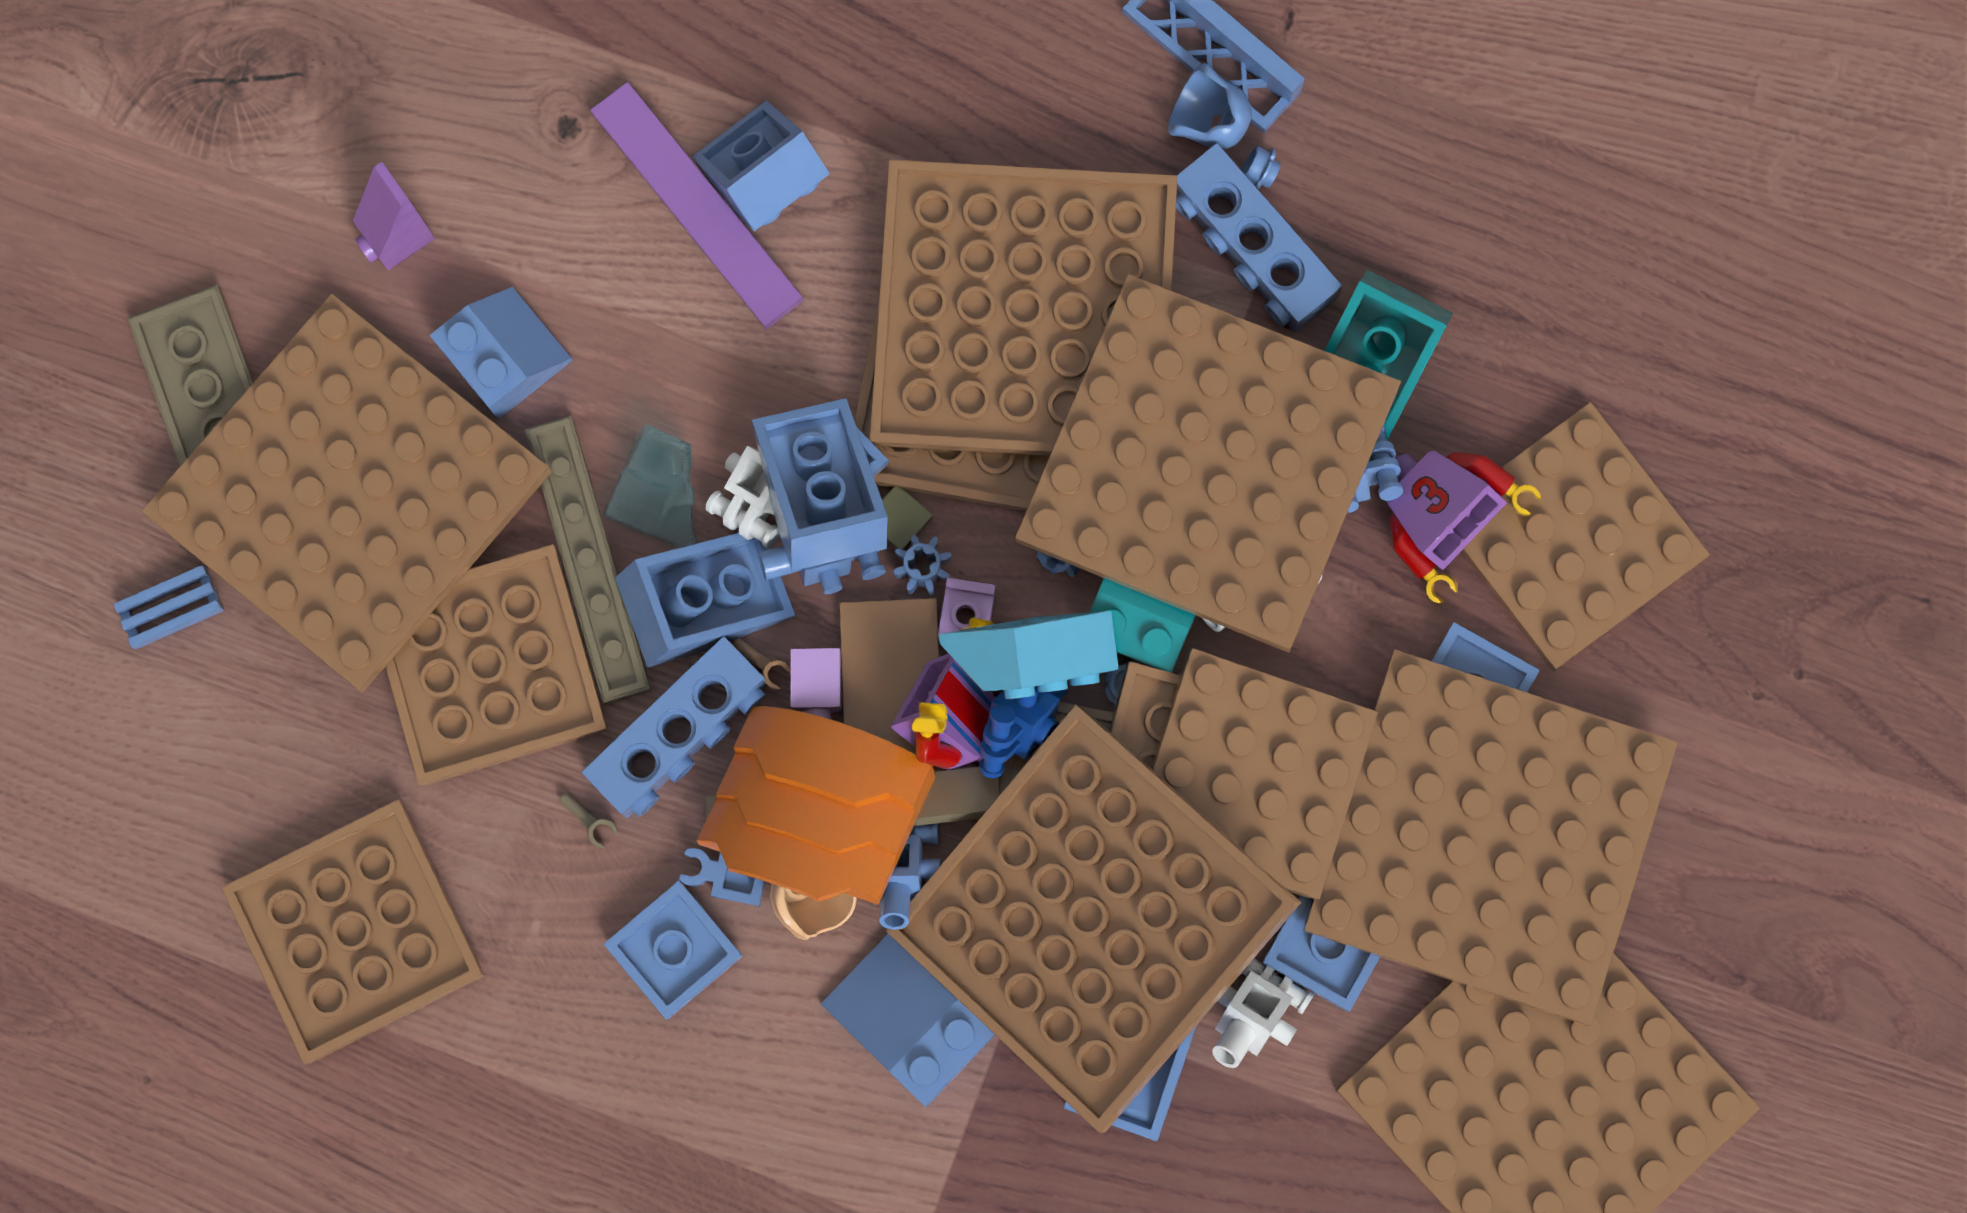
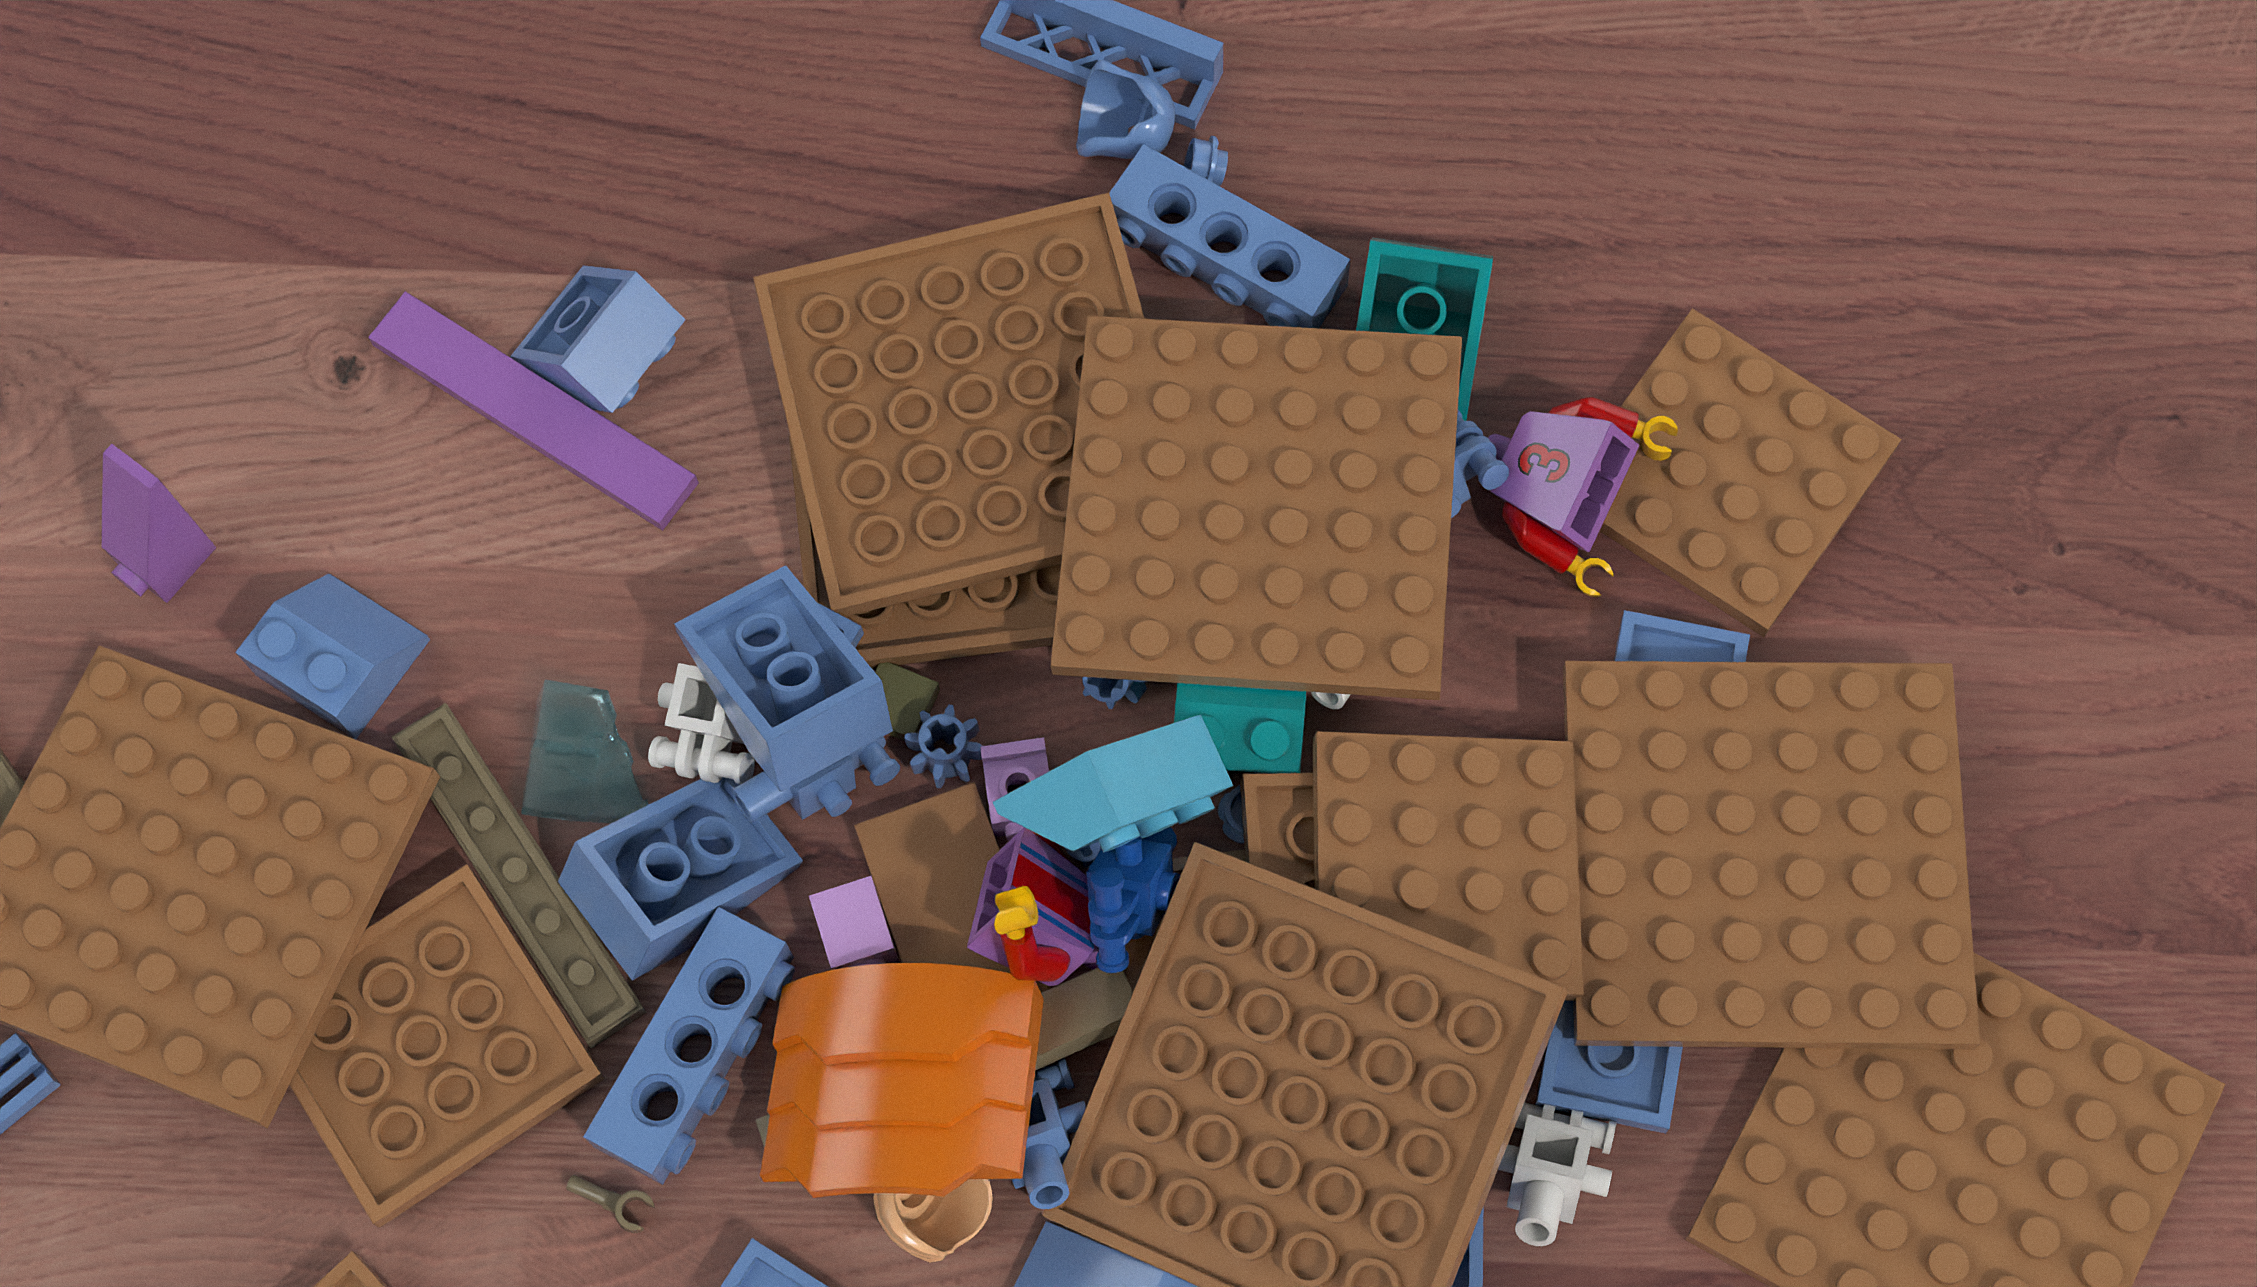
camera: 20 degrees left, 10 degrees down
(726, 884) = (819, 1220): medium blue plate -> none
(761, 661) = (781, 929): medium nougat hand -> none

